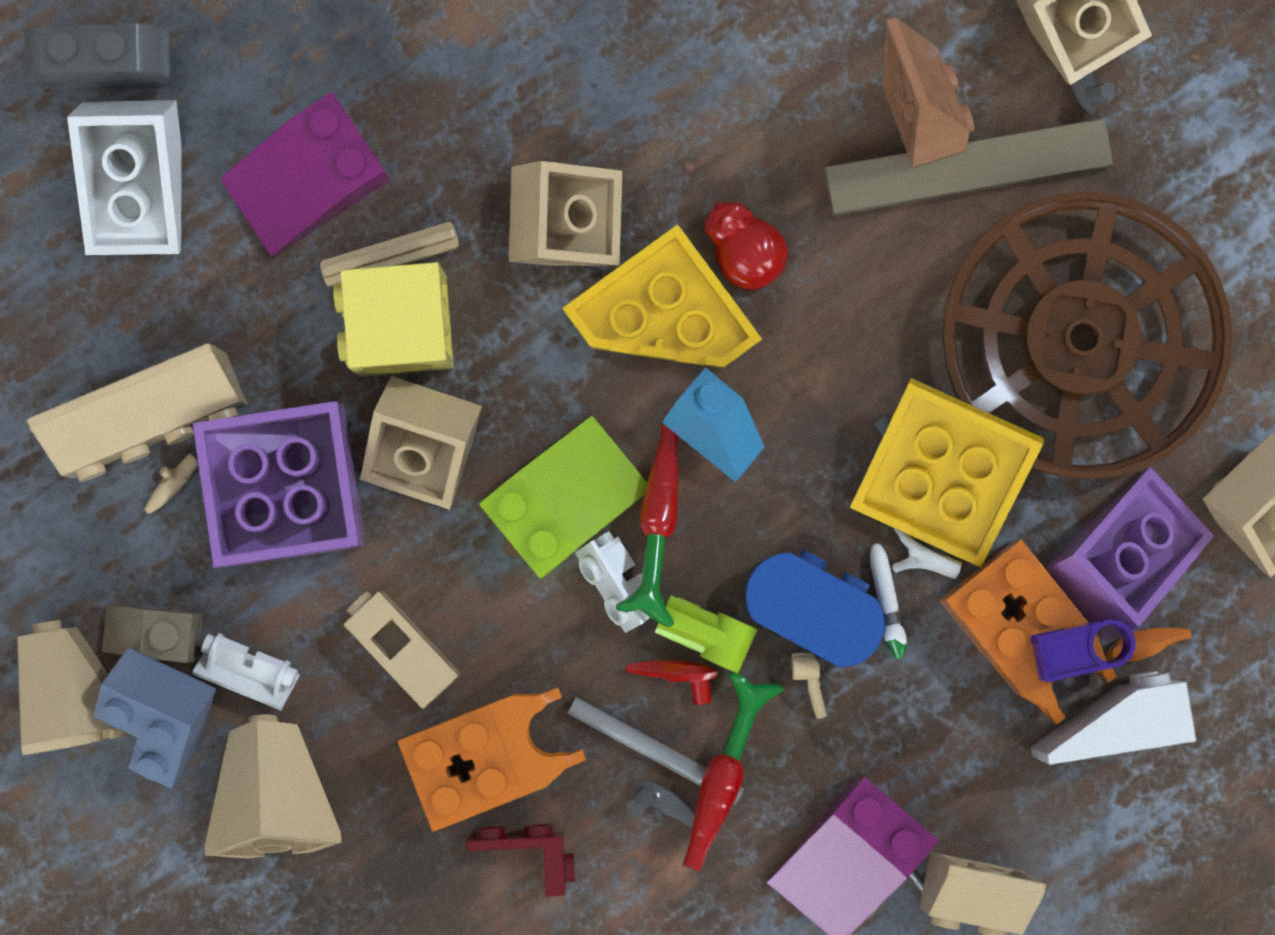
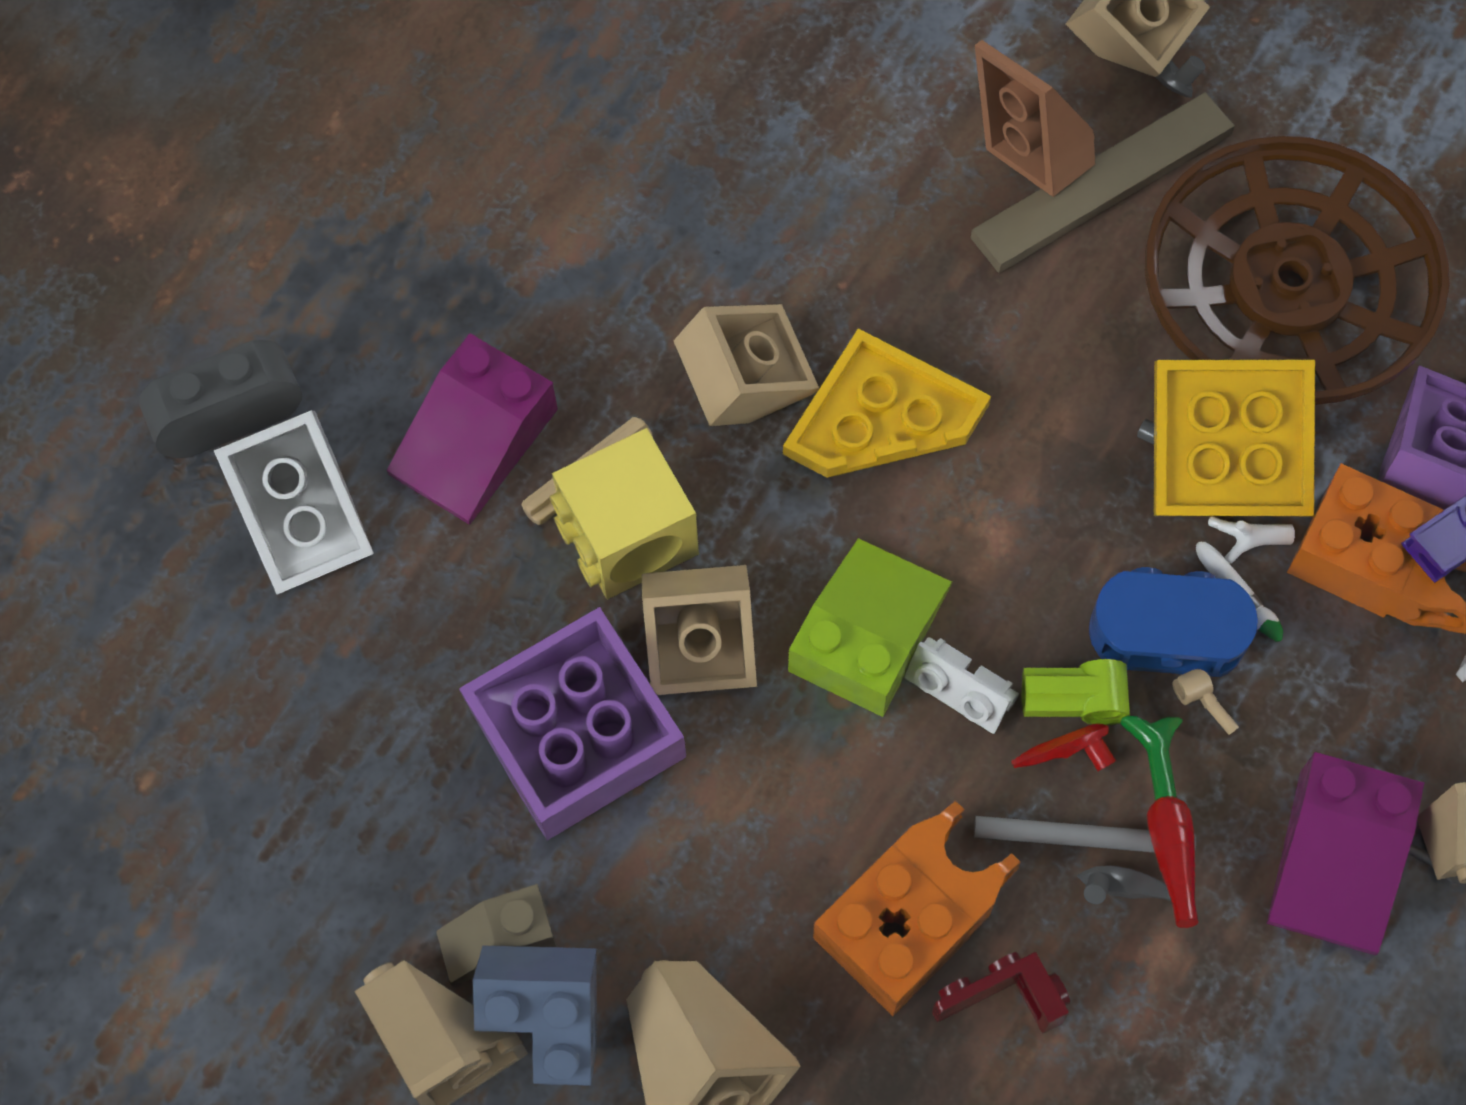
camera: 20 degrees left, 20 degrees down
(139, 413) = (392, 709): tan slope -> none
(172, 482) = (456, 777): tan helmet -> none
(255, 676) = (642, 931): white hinge -> none
(400, 647) = (771, 837): tan brick -> none
(657, 523) = (976, 603): piece -> none
(716, 424) = (985, 488): dark azure slope -> none
(745, 246) = (931, 327): red hair -> none

